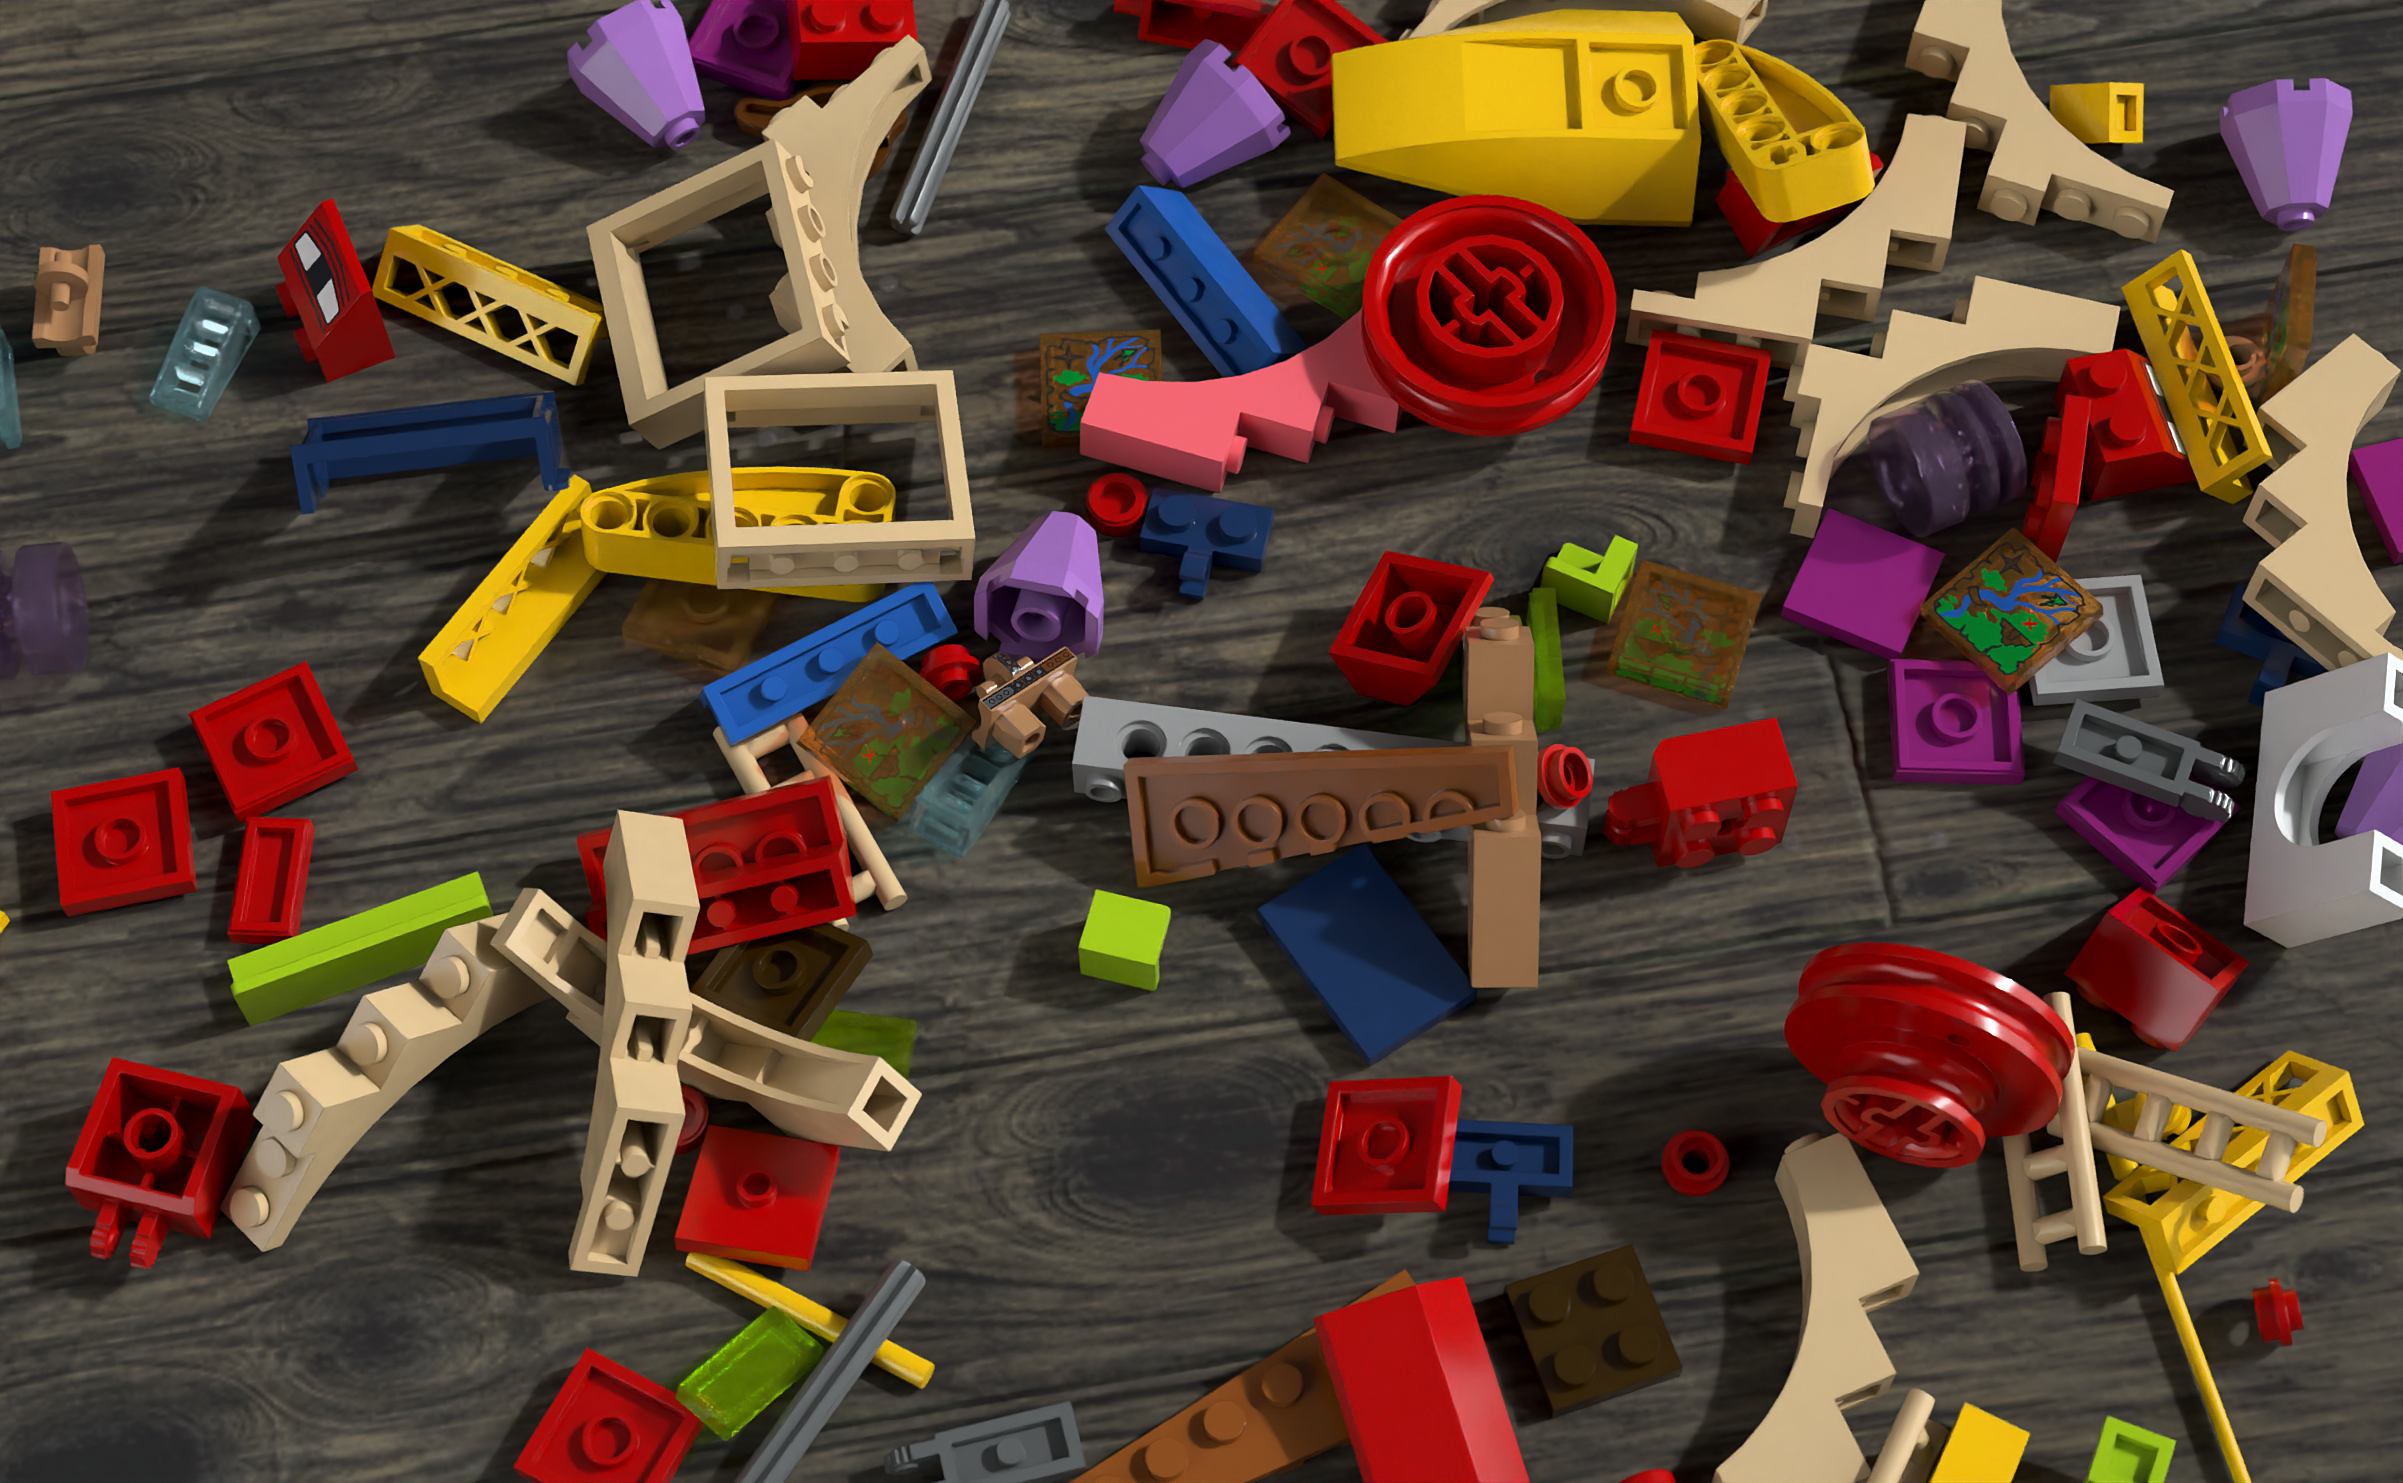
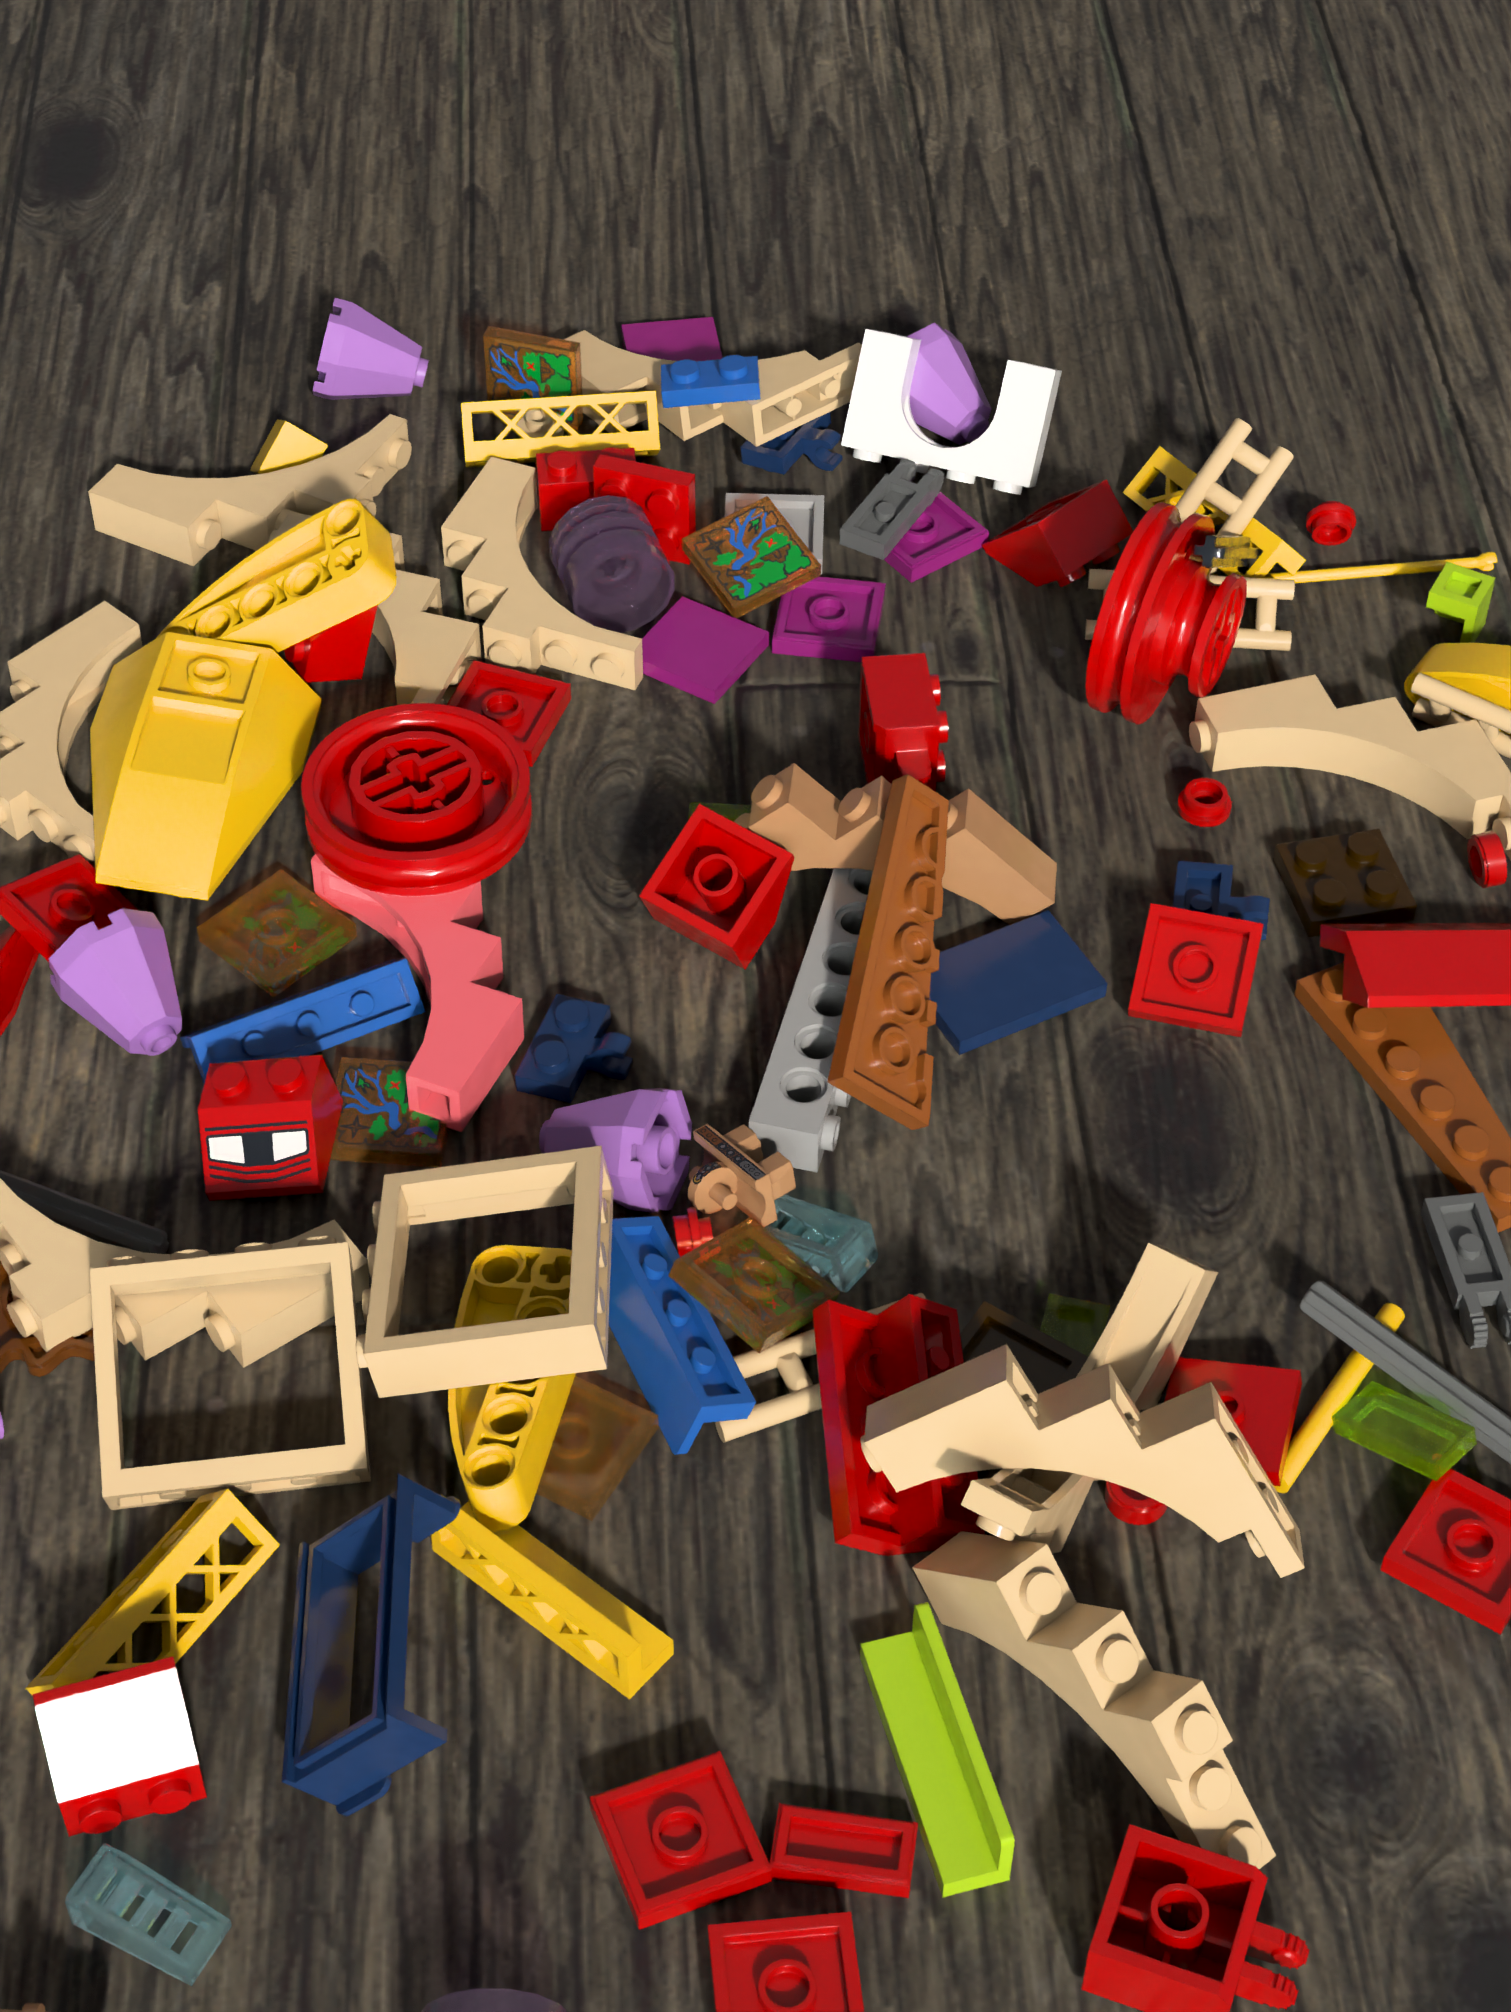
camera: 85 degrees left, 15 degrees down
(1041, 278) = (267, 1127): none -> red slope
(1117, 504) = (521, 1110): red tile -> none
(1123, 940) = (986, 1129): lime panel -> none
(1591, 581) = (669, 790): lime panel -> none
(1684, 634) = (723, 755): clear orange tile -> none
(2035, 1113) = (1225, 551): none -> axle
(2291, 509) = (710, 381): none -> blue plate

